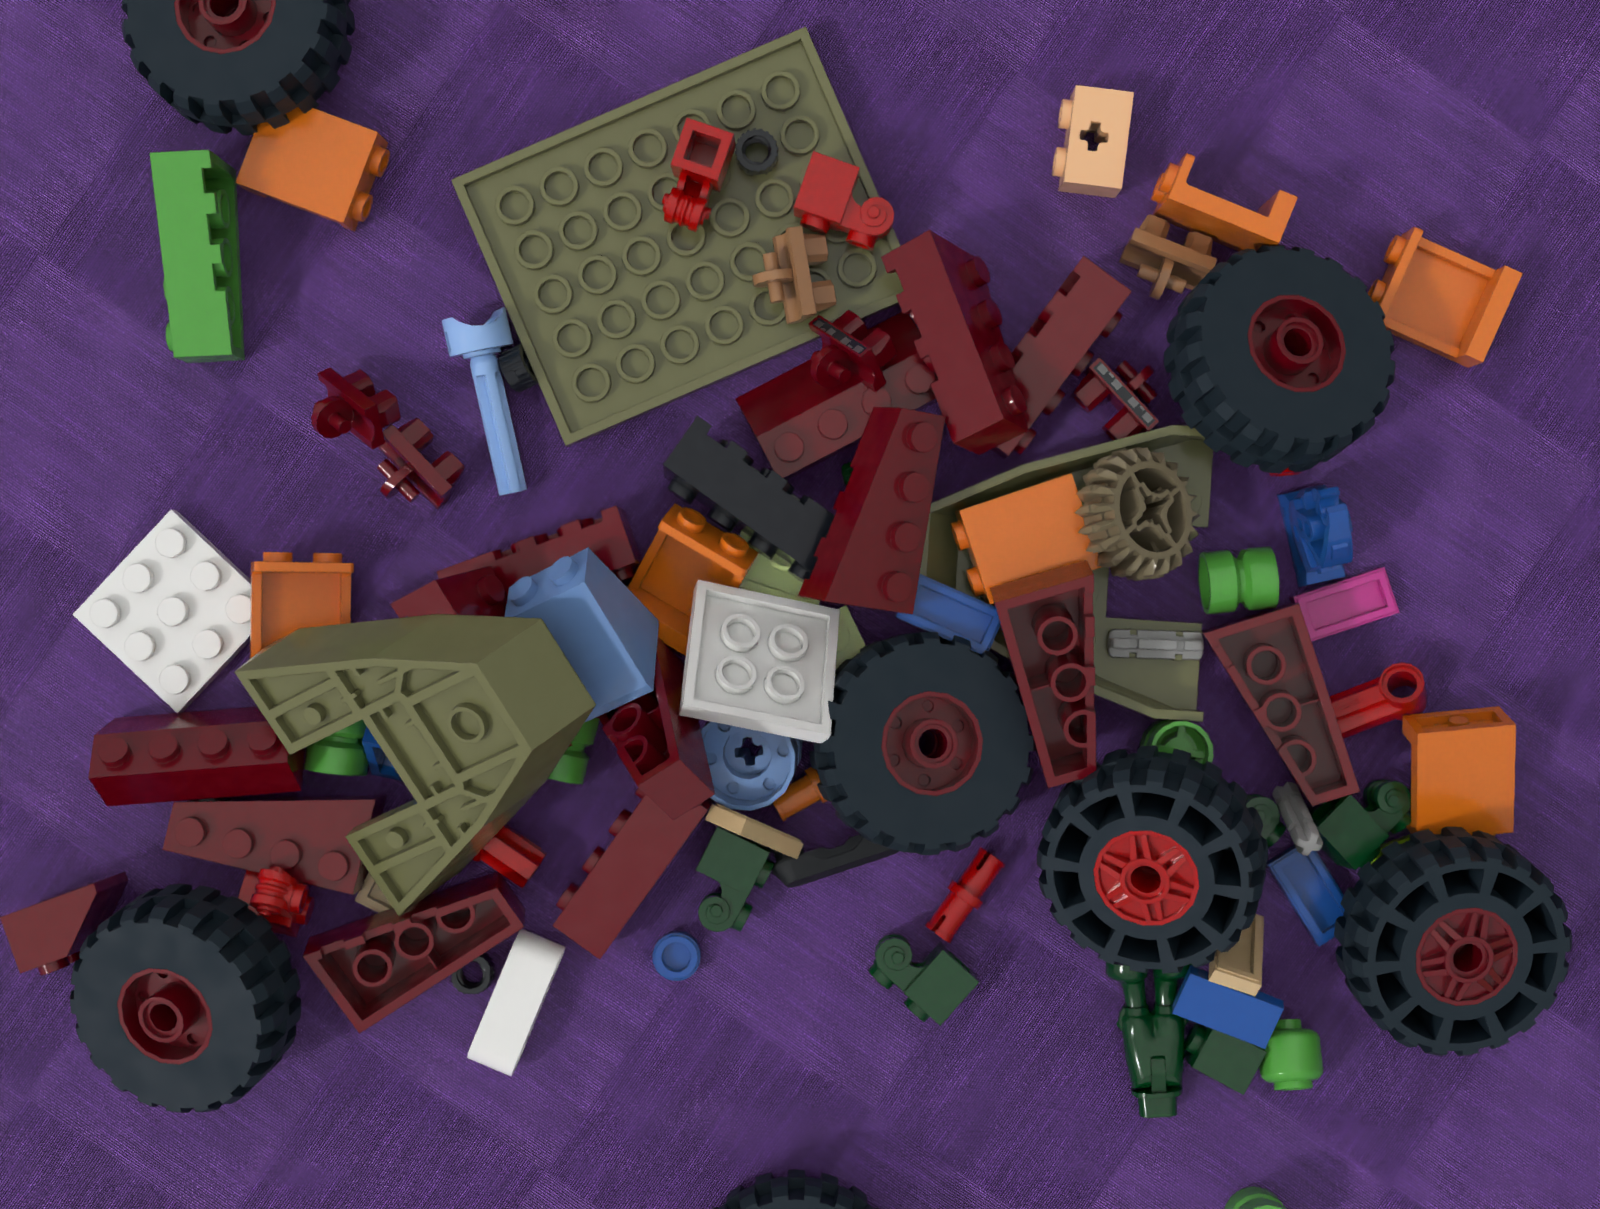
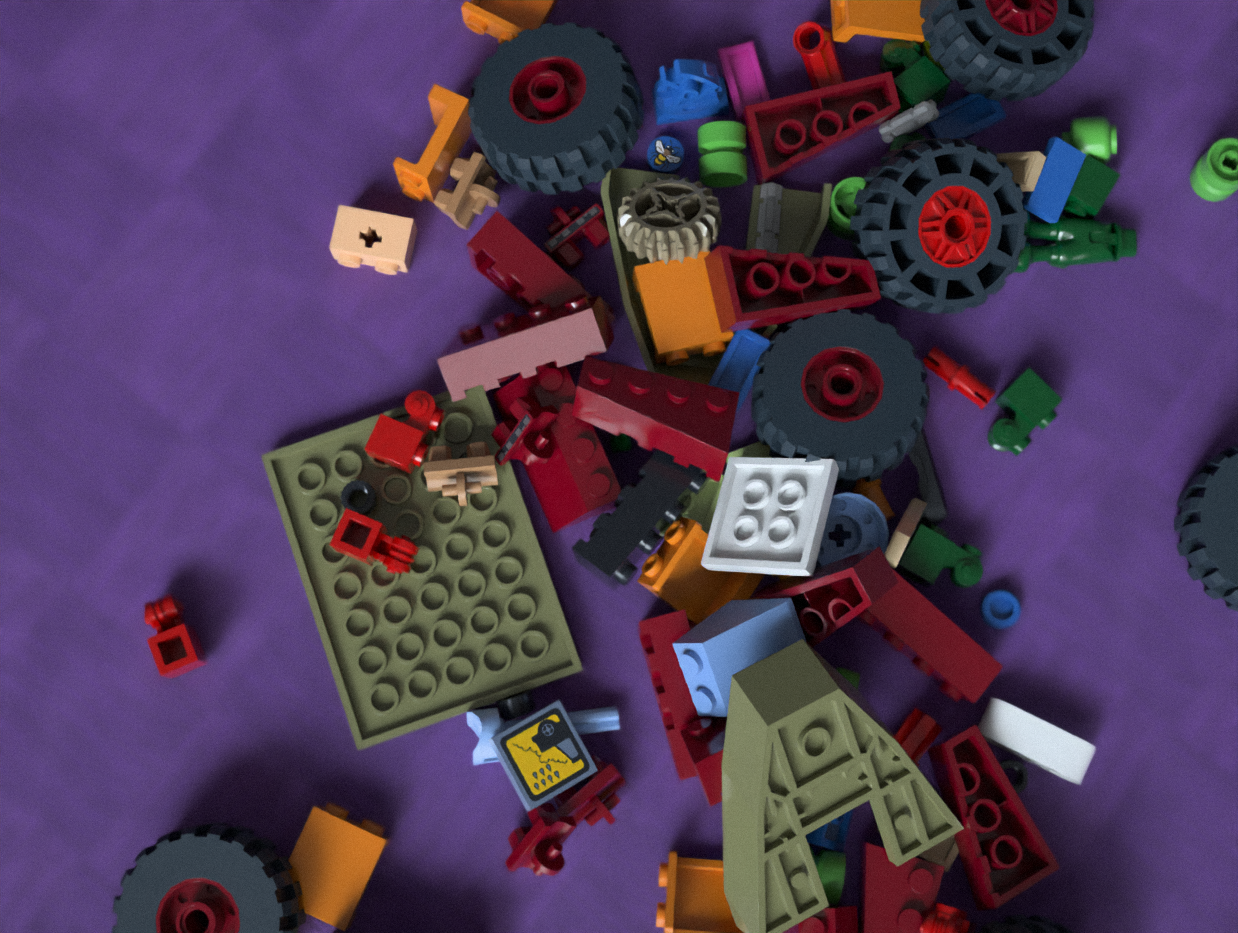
camera: 90 degrees left, 10 degrees down
(453, 402) = (543, 755): none -> tile
(1234, 508) = (665, 155): none -> tile

